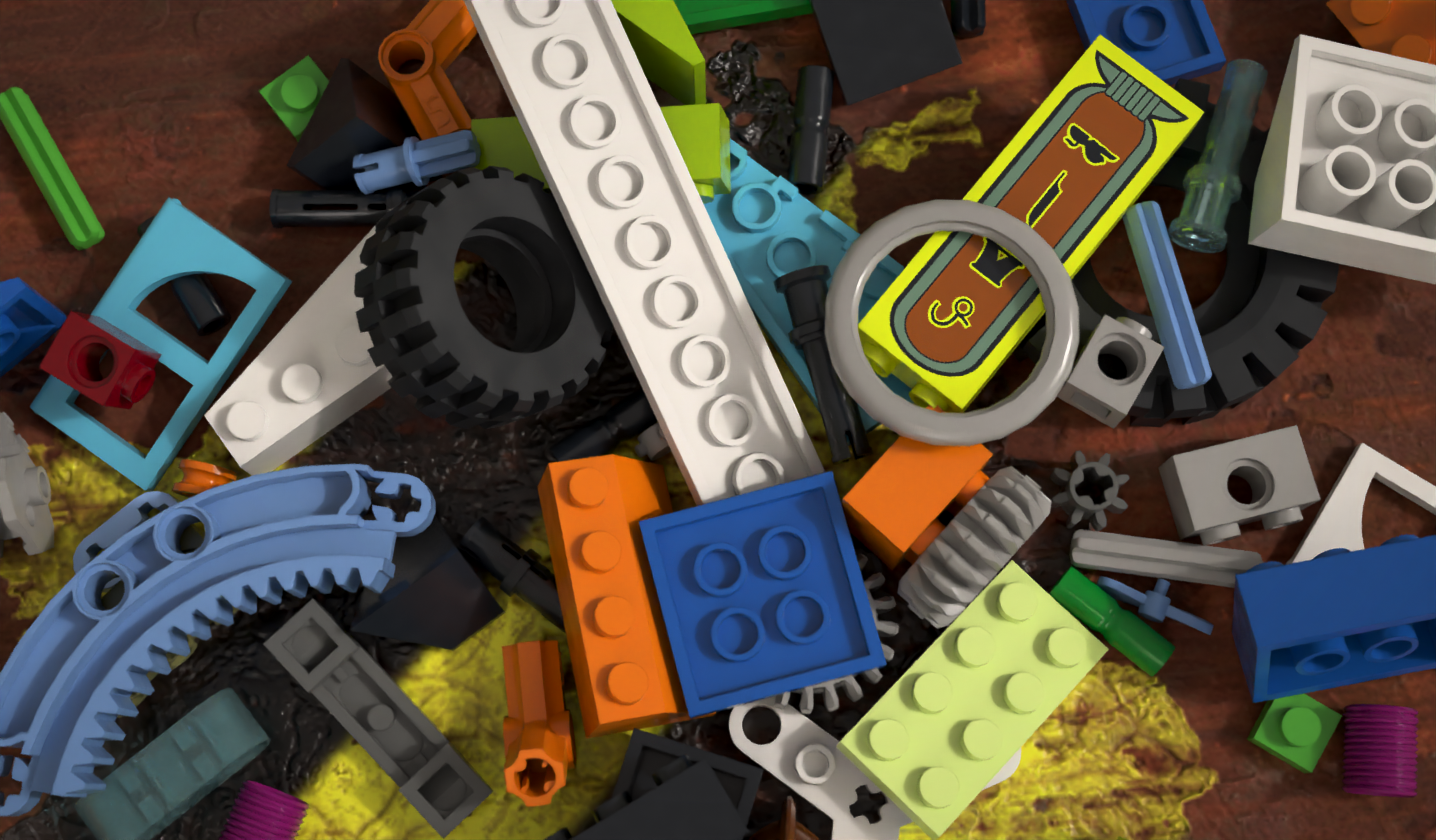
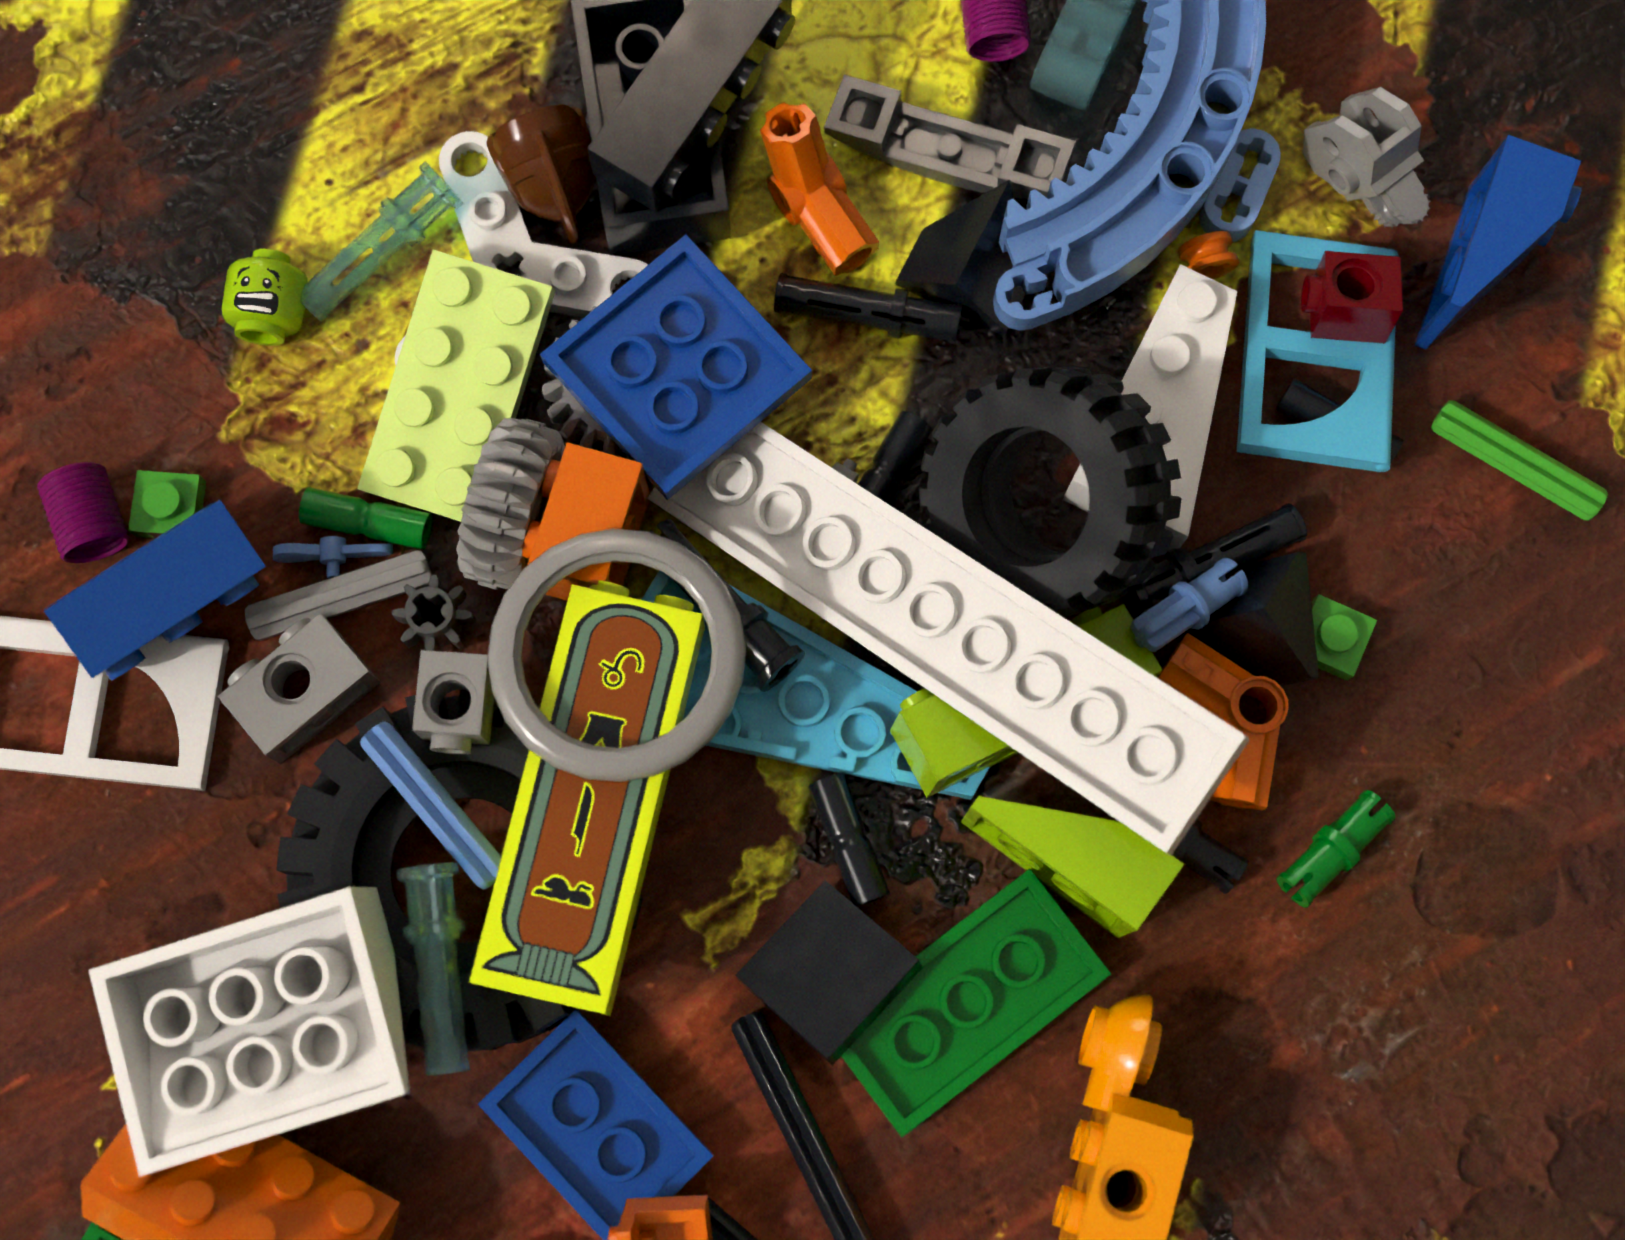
camera: 150 degrees right, 0 degrees up
(609, 593) = (853, 369): orange slope -> none

